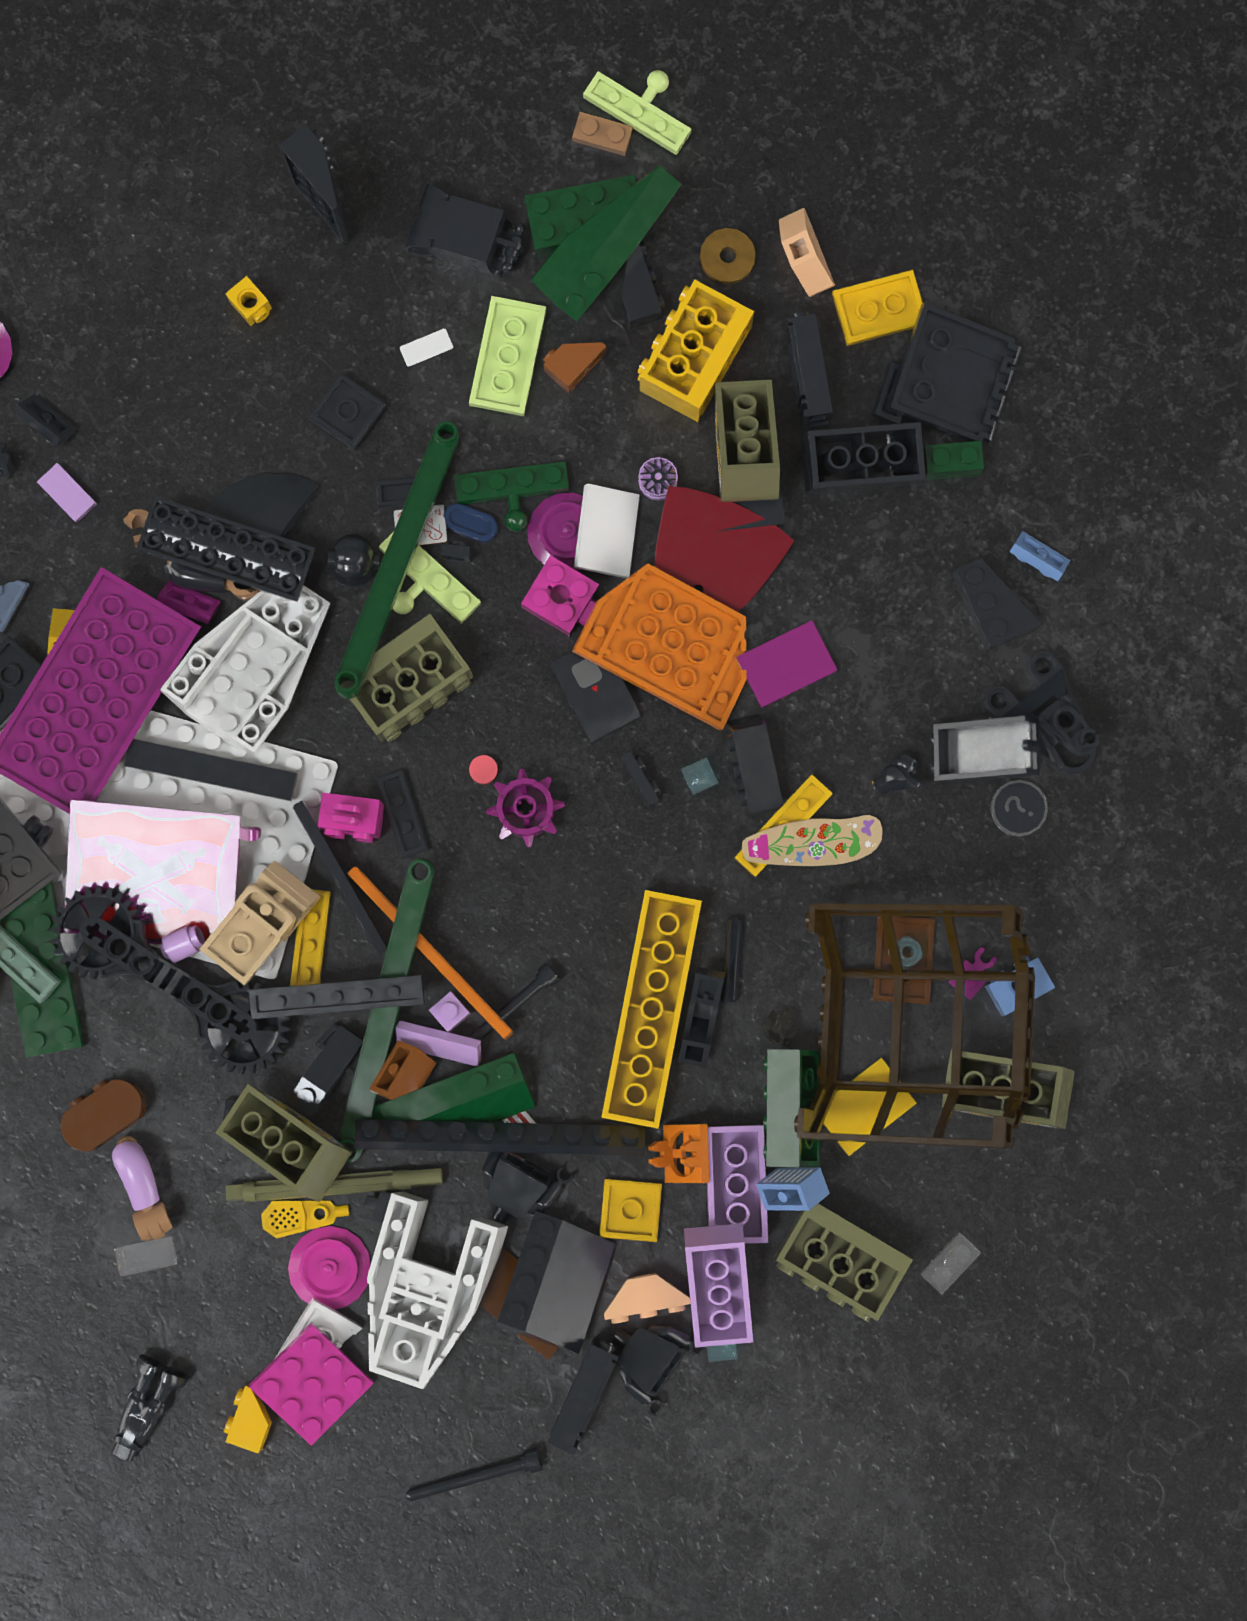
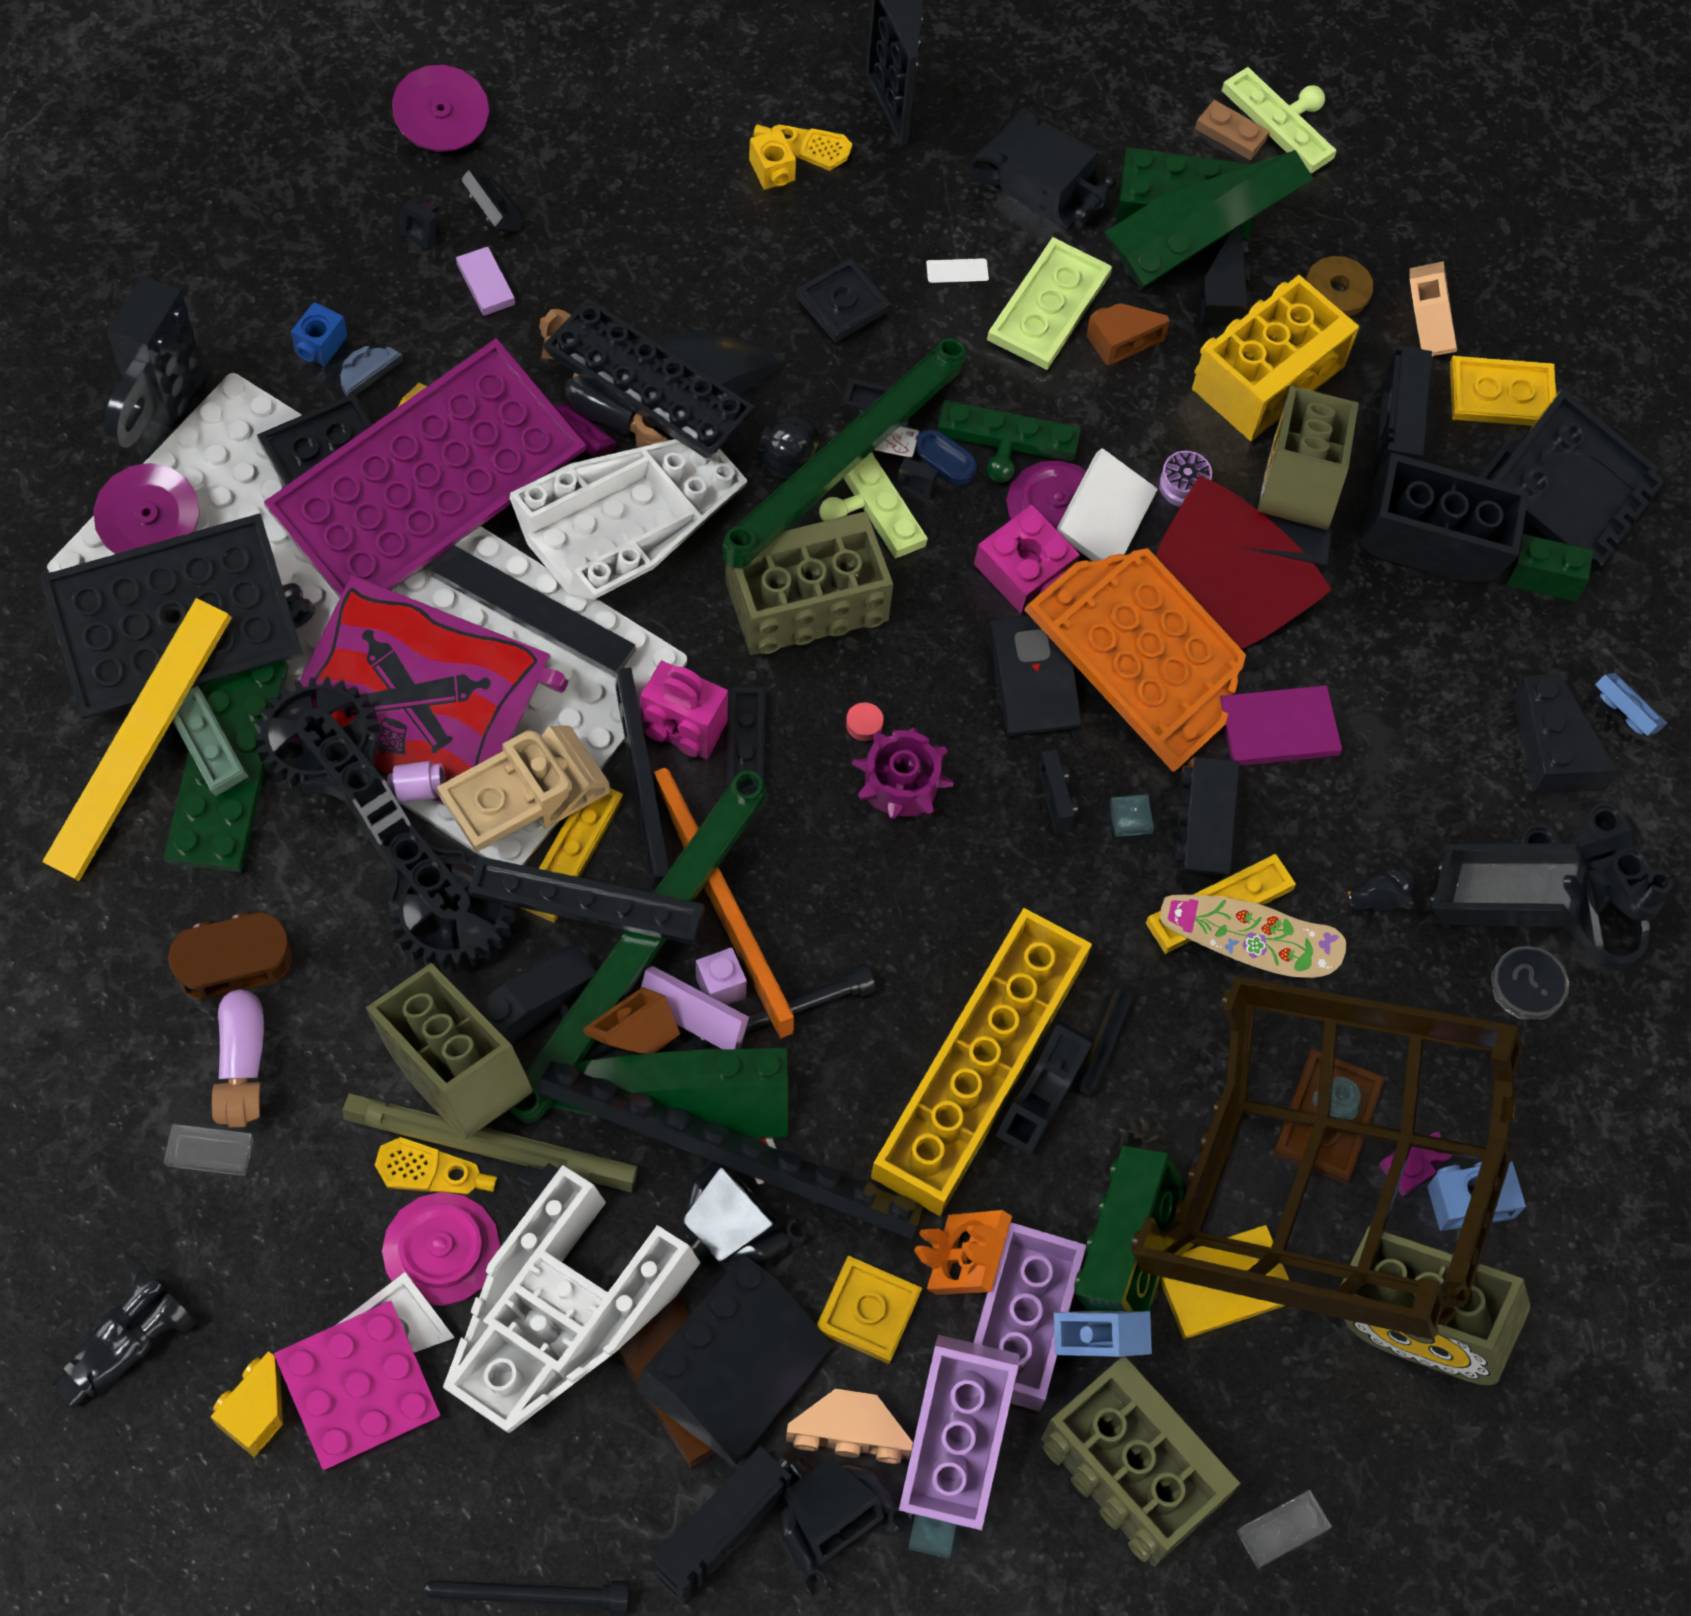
camera: 10 degrees right, 20 degrees down
(265, 272) = (814, 145): none -> yellow piece

